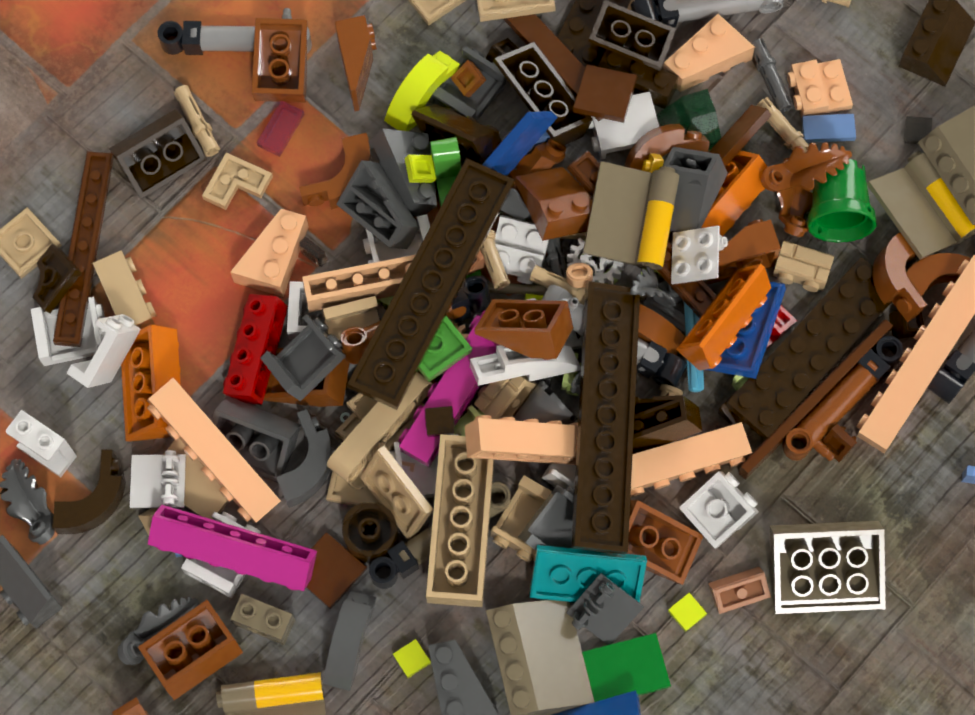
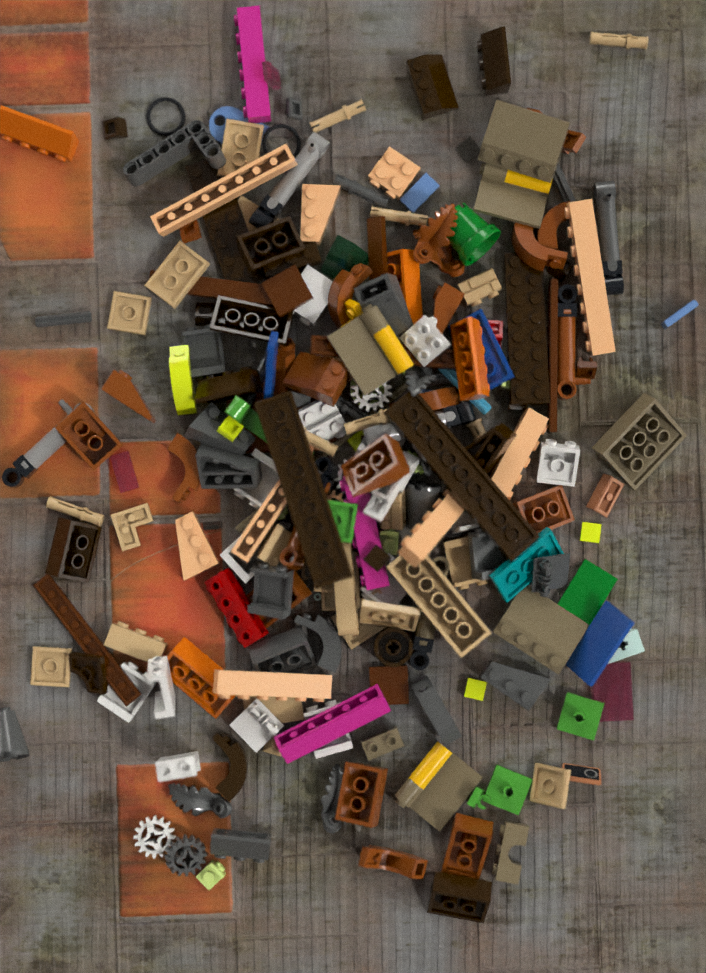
camera: 50 degrees left, 15 degrees up
(468, 78) = (200, 348): dark orange plate -> none
(579, 275) = (373, 409): light nougat tile -> none

